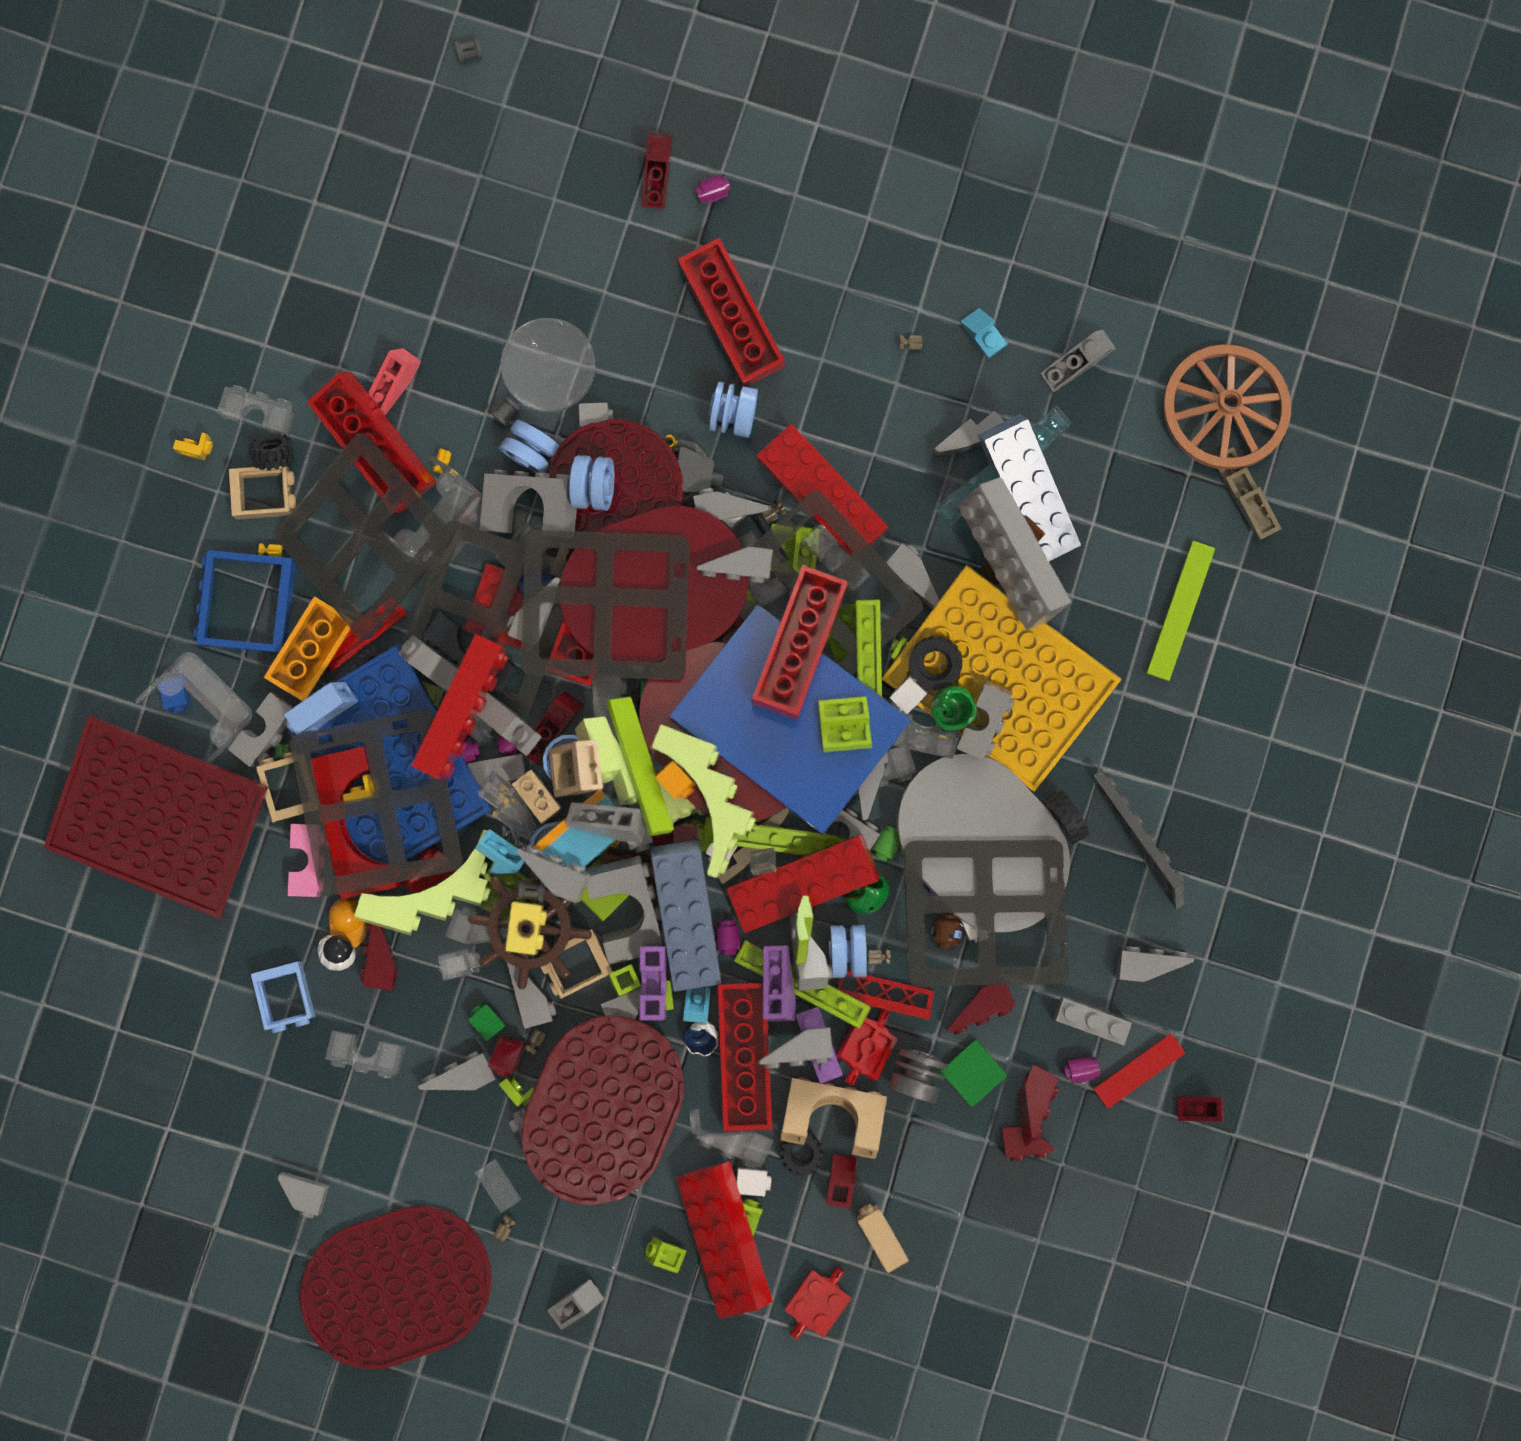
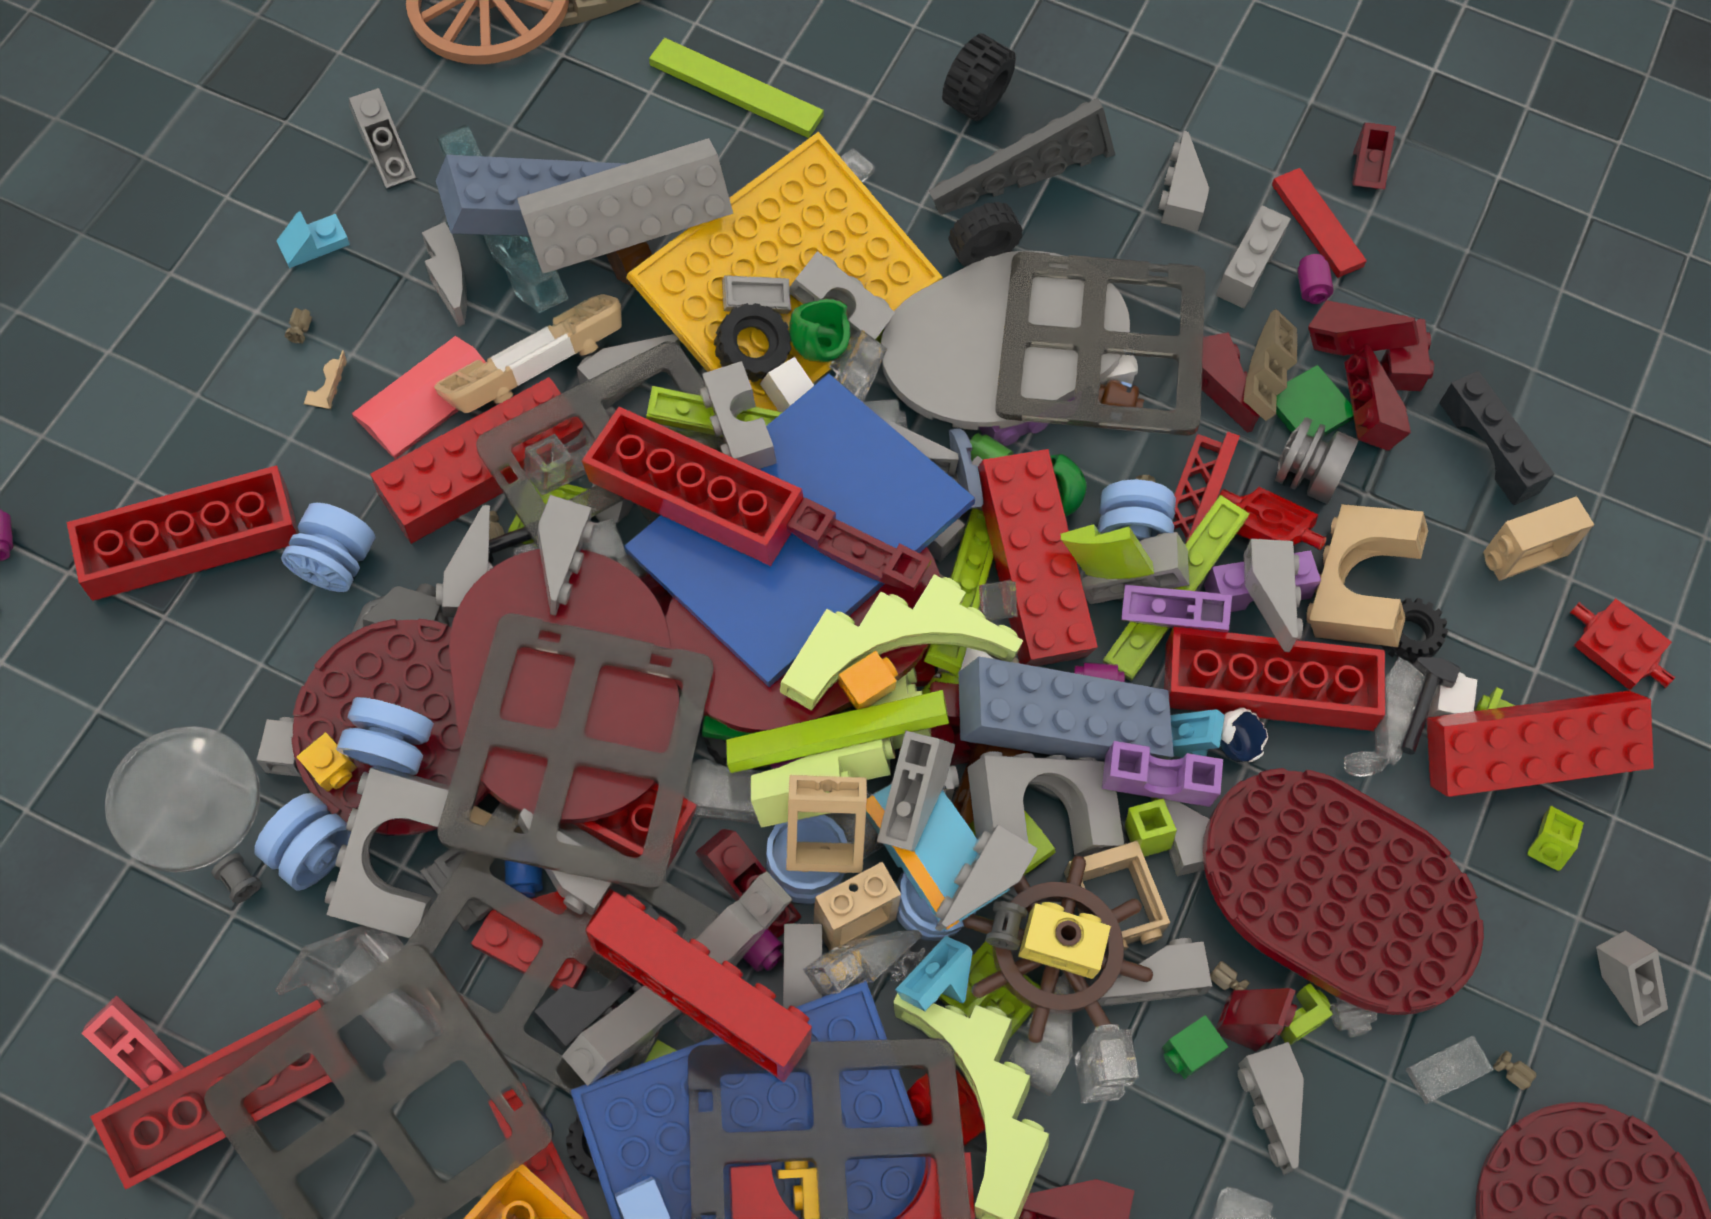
camera: 85 degrees left, 20 degrees down
(444, 456) = (300, 995): yellow piece -> none
(577, 445) = (326, 763): none -> yellow bracket
(763, 1166) = (1436, 672): none -> black piece
(769, 759) = (856, 549): none -> dark red slope
(841, 1181) = (1457, 582): dark red slope -> none
(845, 724) = (821, 450): lime slope -> none
(859, 374) = (324, 396): none -> tan piece
(861, 826) = (967, 473): none -> sand blue tile
(870, 443) = (411, 405): none -> coral slope
(876, 651) = (729, 394): none -> light grey arch
(882, 486) = (571, 333): none -> tan piece
(966, 1210) = (1518, 464): none -> black arch
(975, 658) = (760, 290): none -> light grey tile
(977, 1119) = (1375, 403): none -> dark red slope
(995, 1038) = (1269, 365): none -> dark tan slope
(1121, 711) = (858, 164): none -> clear tile
(1211, 794) = (978, 77): none -> black tyre

